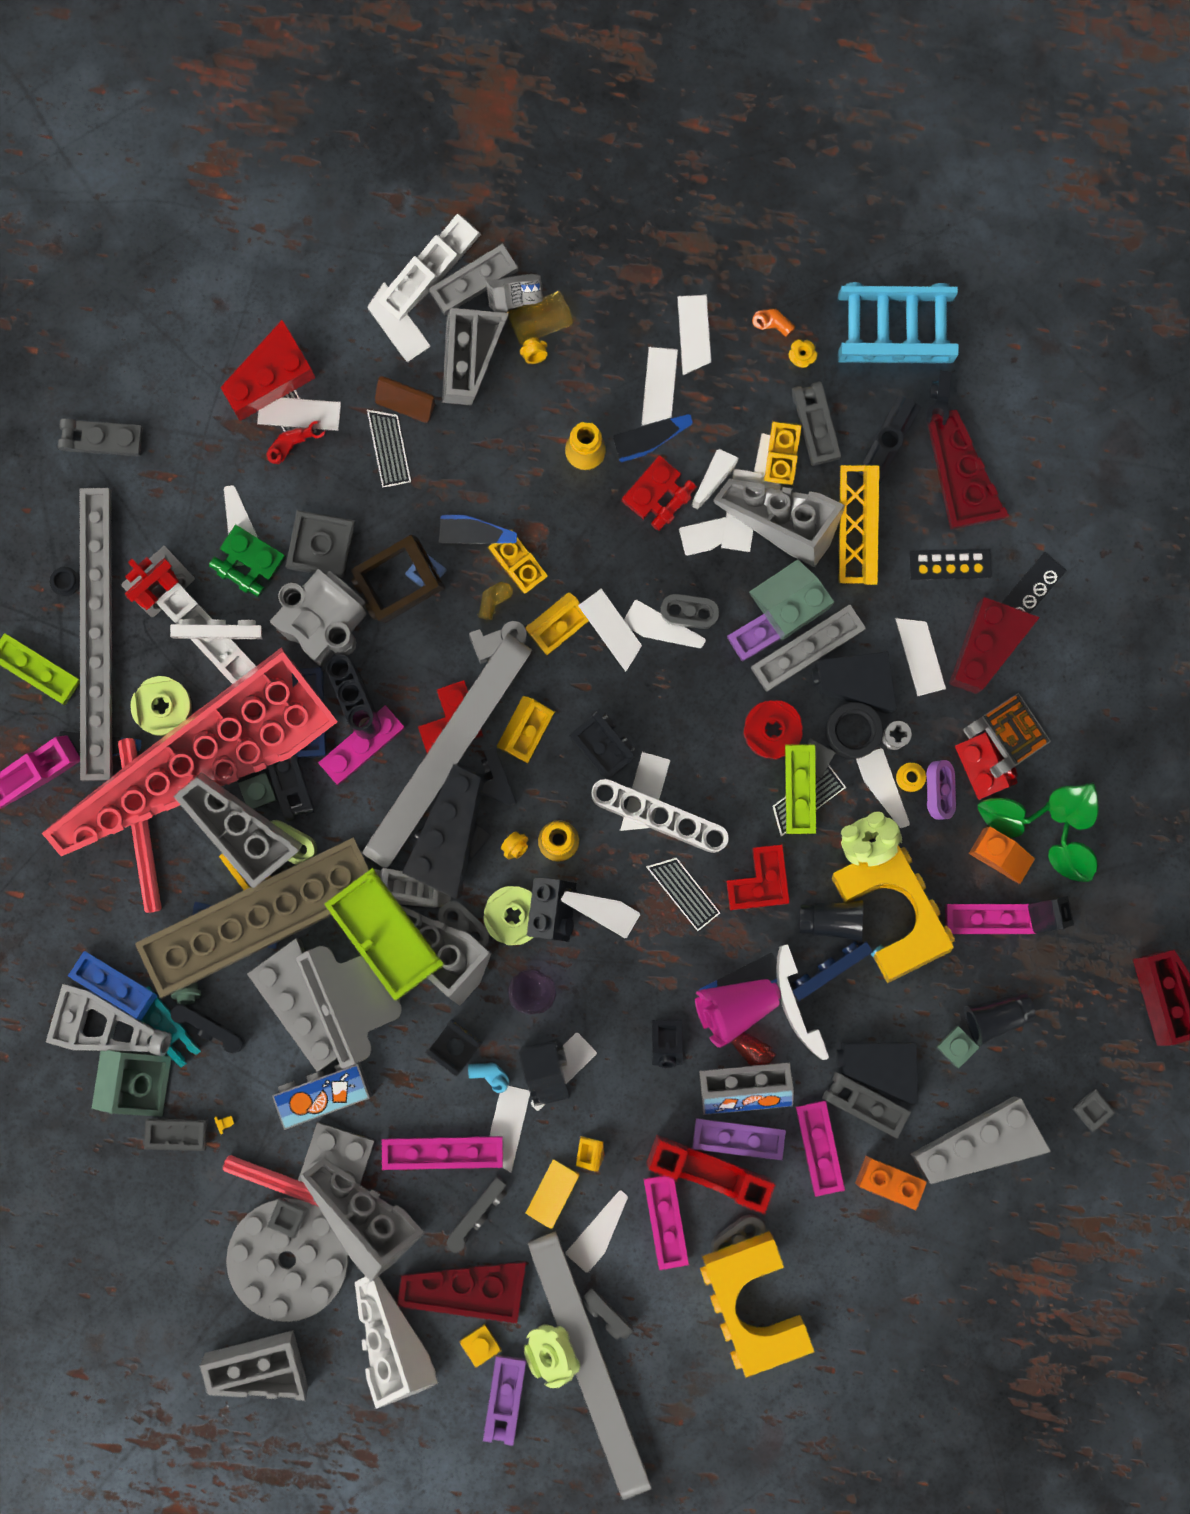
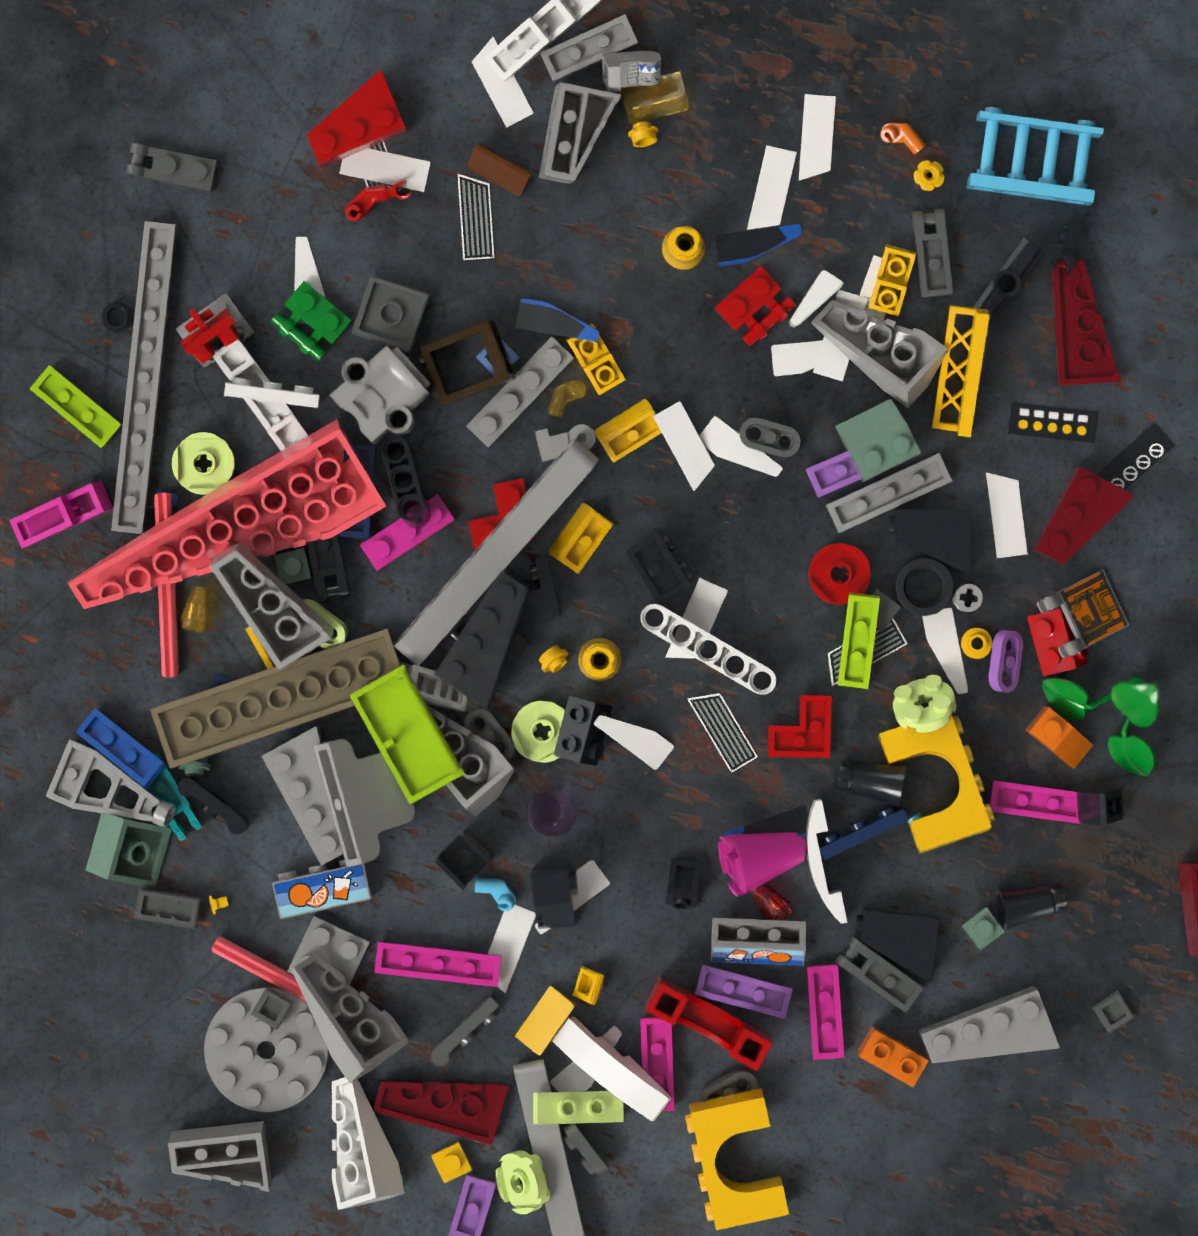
camera: 10 degrees right, 5 degrees up
(171, 845) = (197, 611): none -> clear yellow cone
(450, 601) = (520, 392): none -> light grey plate
(595, 1274) = (577, 1107): none -> yellowish green plate
(623, 1233) = (612, 1070): none -> white slope

